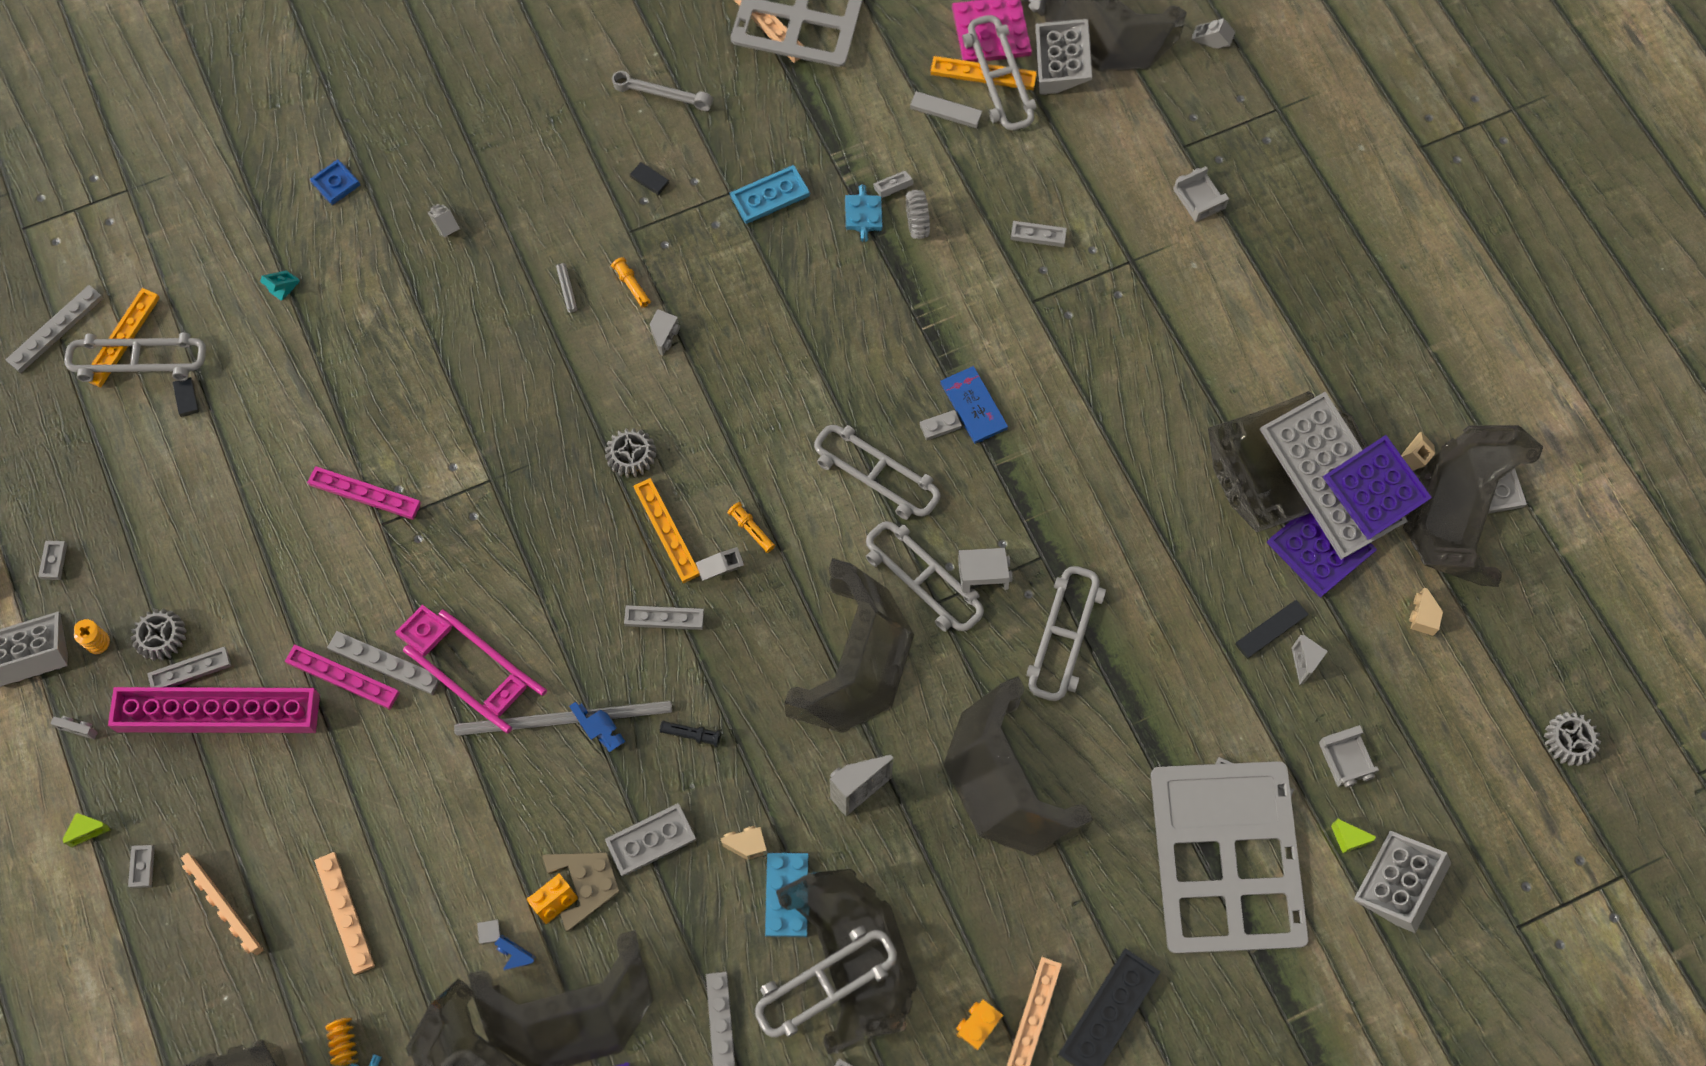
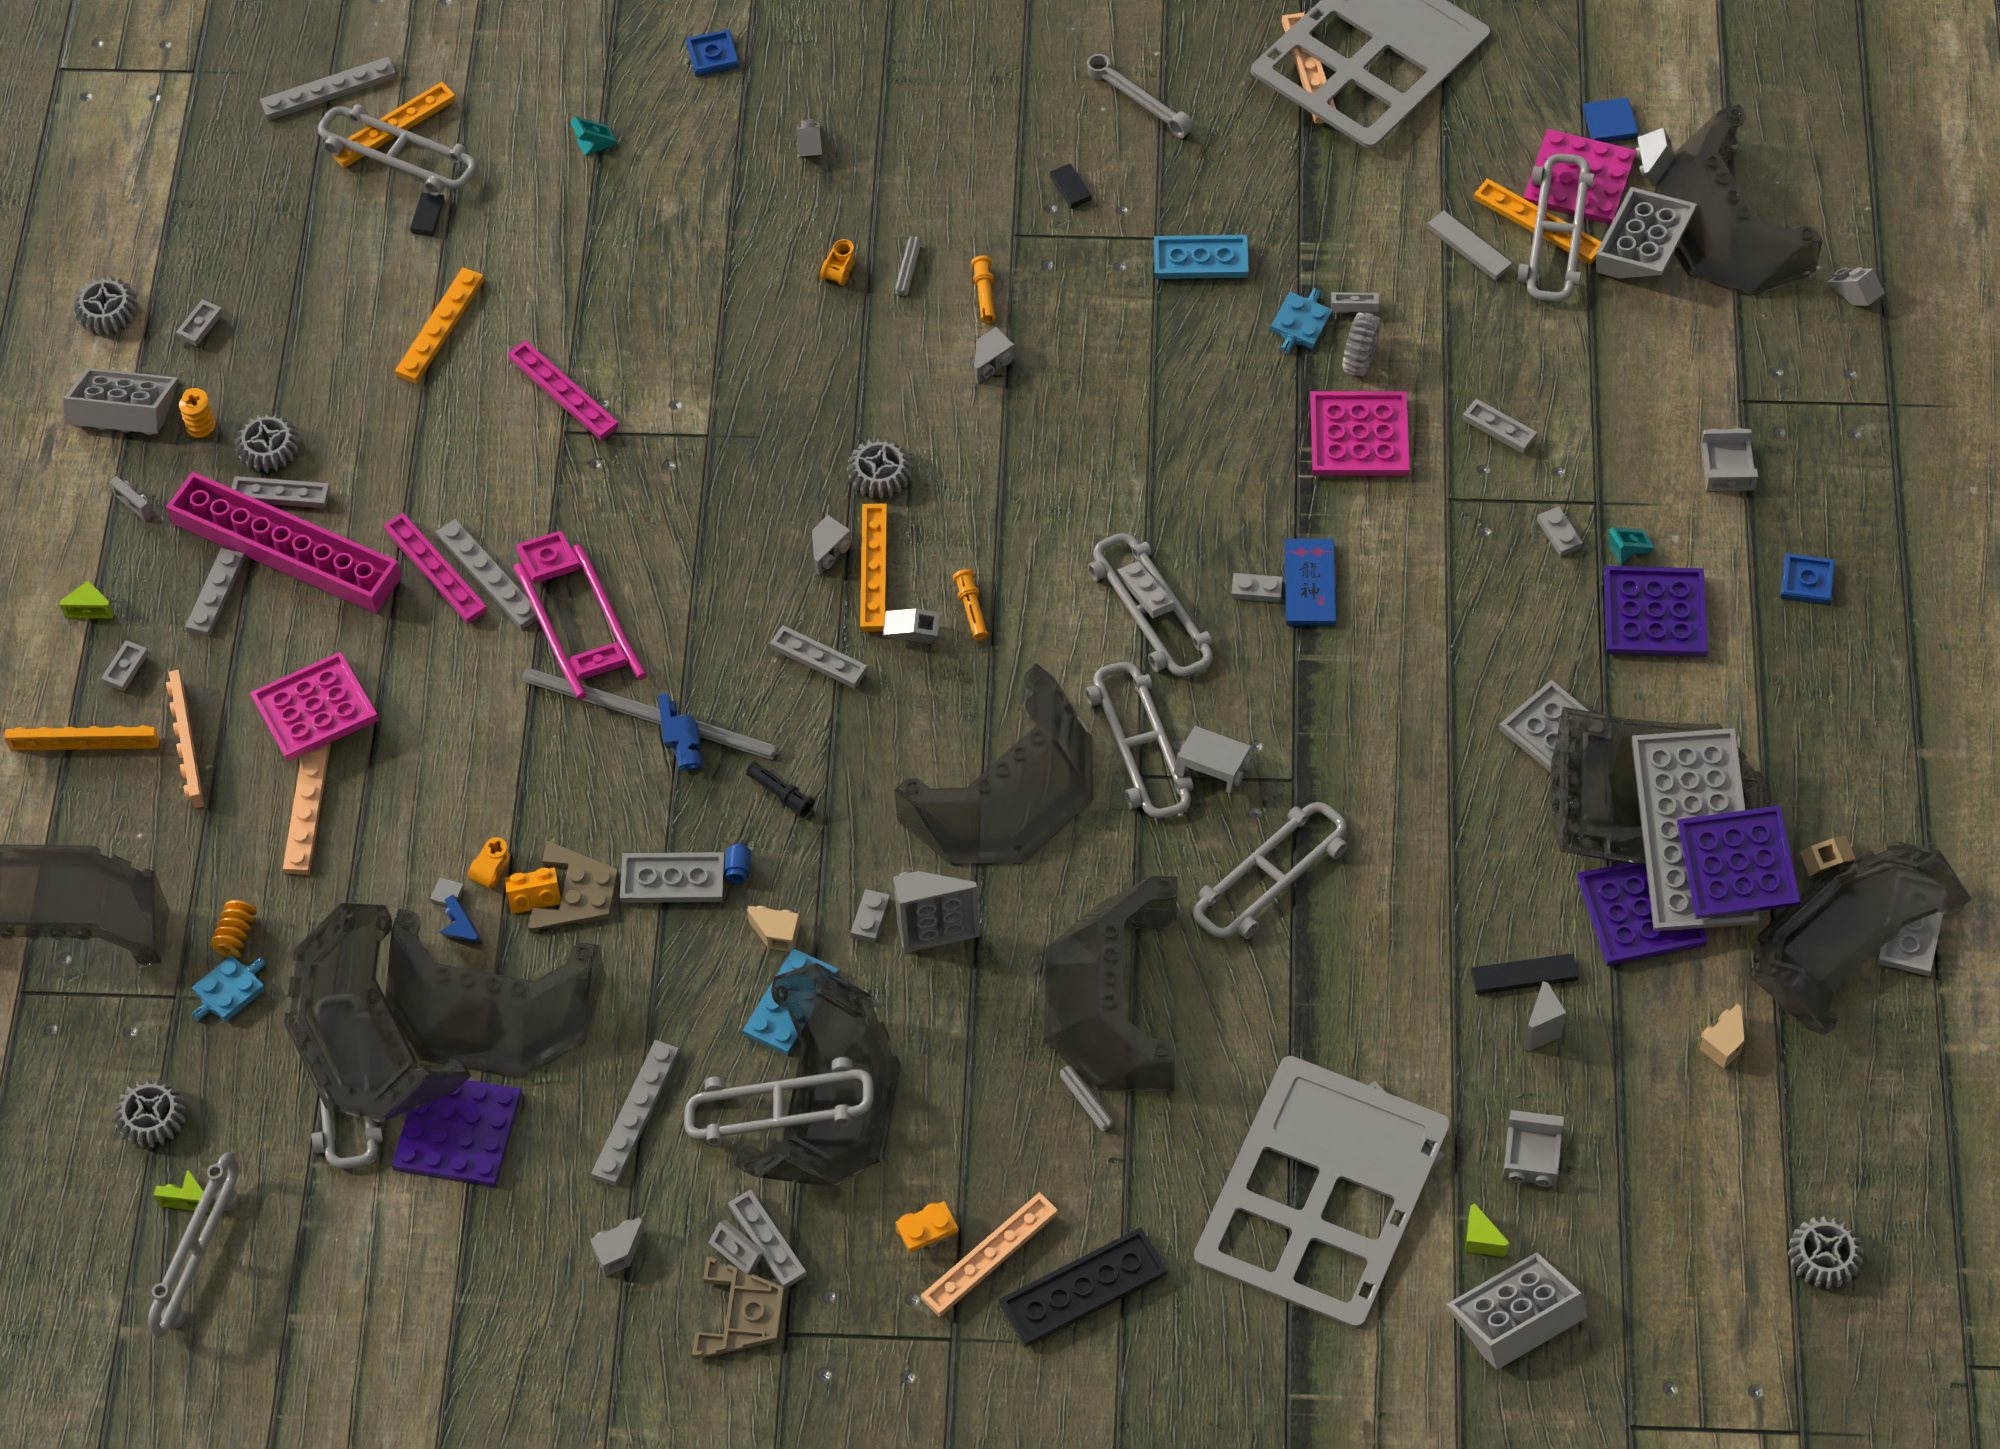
camera: 30 degrees right, 10 degrees down
(132, 945) = (82, 738): none -> light orange plate
(181, 773) = (215, 592): none -> light grey plate
(242, 481) = (439, 325): none -> light orange plate
(309, 832) = (314, 706): none -> dark pink plate
(510, 898) = (490, 863): none -> light orange piece
(516, 309) = (837, 265): none -> light orange piece
(623, 525) = (829, 542): none -> light grey slope
(692, 806) = (737, 863): none -> blue brick
(807, 800) = (870, 916): none -> light grey plate
(868, 462) = (1145, 589): none -> light grey plate
(948, 280) = (1359, 433): none -> dark pink plate
(1032, 866) = (1086, 1098): none -> light grey axle
(1118, 293) = (1559, 531): none -> light grey plate
(1169, 283) = (1626, 541): none -> teal slope
(1188, 440) = (1537, 722): none -> light grey plate
(1212, 324) = (1655, 611): none -> dark purple plate
(1294, 257) = (1807, 579): none -> blue tile

